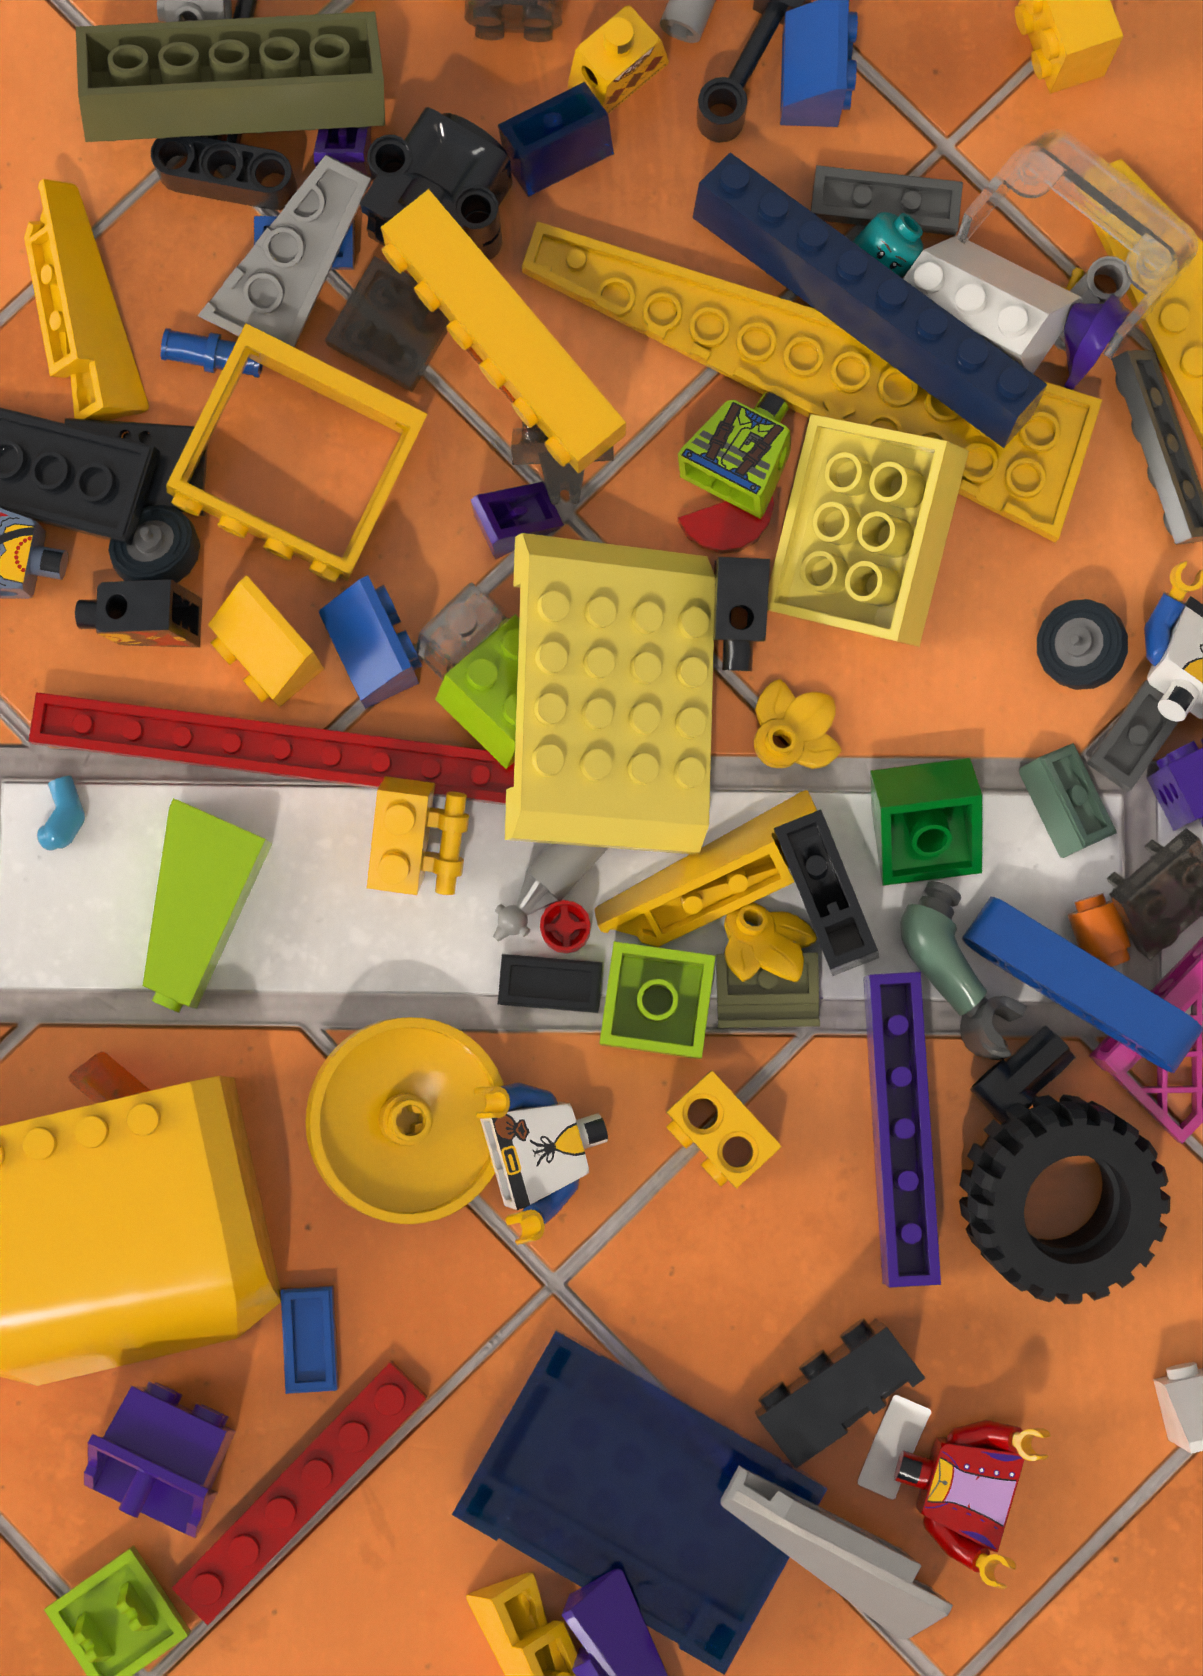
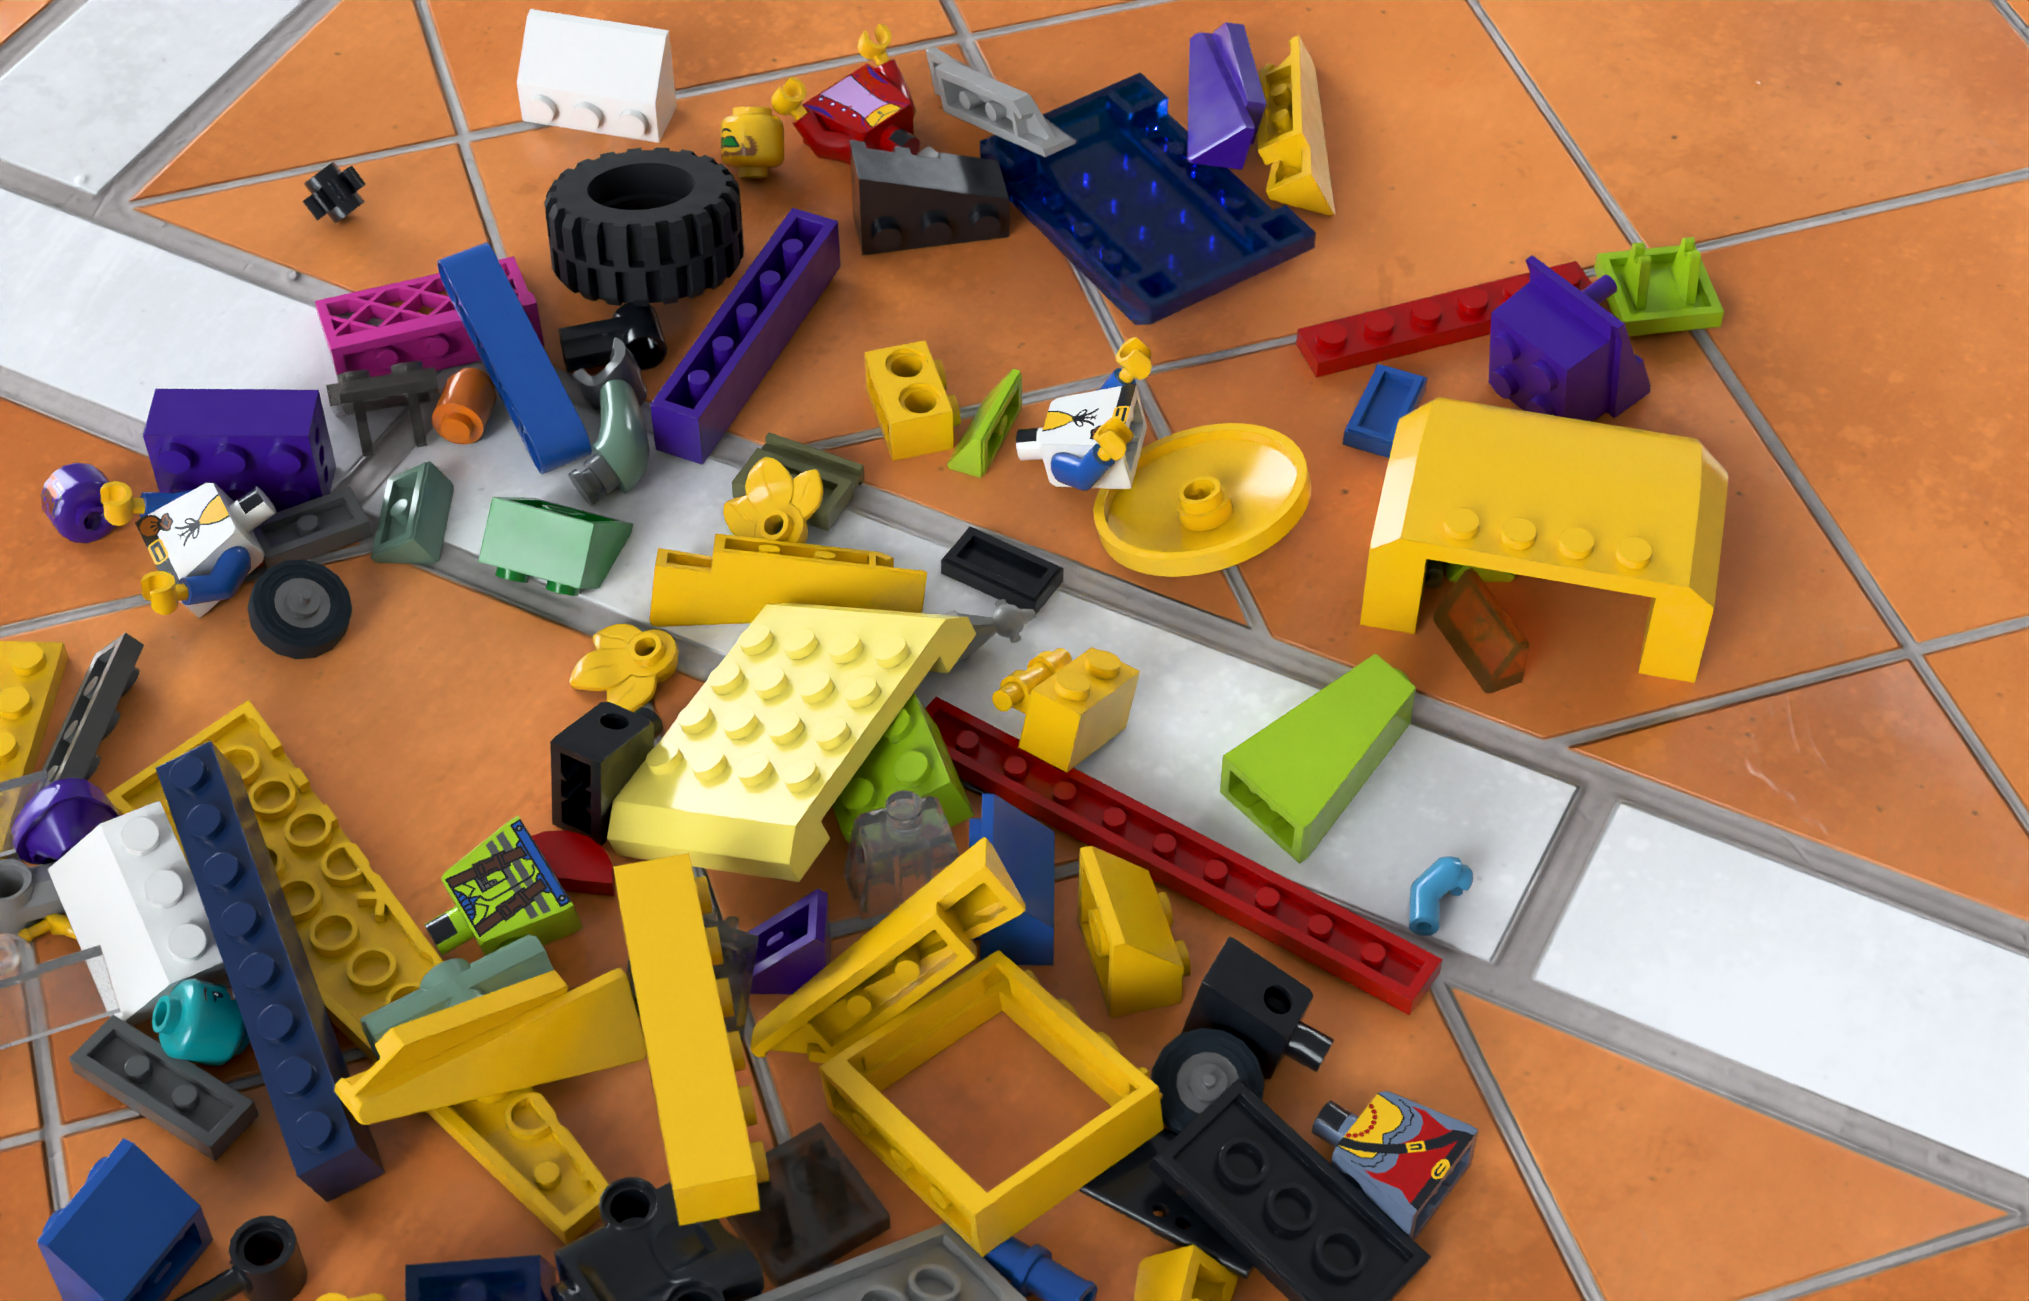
camera: 155 degrees left, 35 degrees down
(414, 517) = (895, 960): none -> yellow wedge
(565, 919) = (959, 585): red wheel -> none
(645, 1138) = (989, 427): none -> lime slope
(657, 1000) = (907, 496): lime brick -> none
(661, 314) = (498, 1046): none -> yellow wedge
(711, 340) = (458, 982): none -> sand green piece
(827, 892) = (692, 500): black slope -> none
(866, 528) = (425, 772): light yellow slope -> none
(1048, 1392) = (752, 141): none -> yellow head

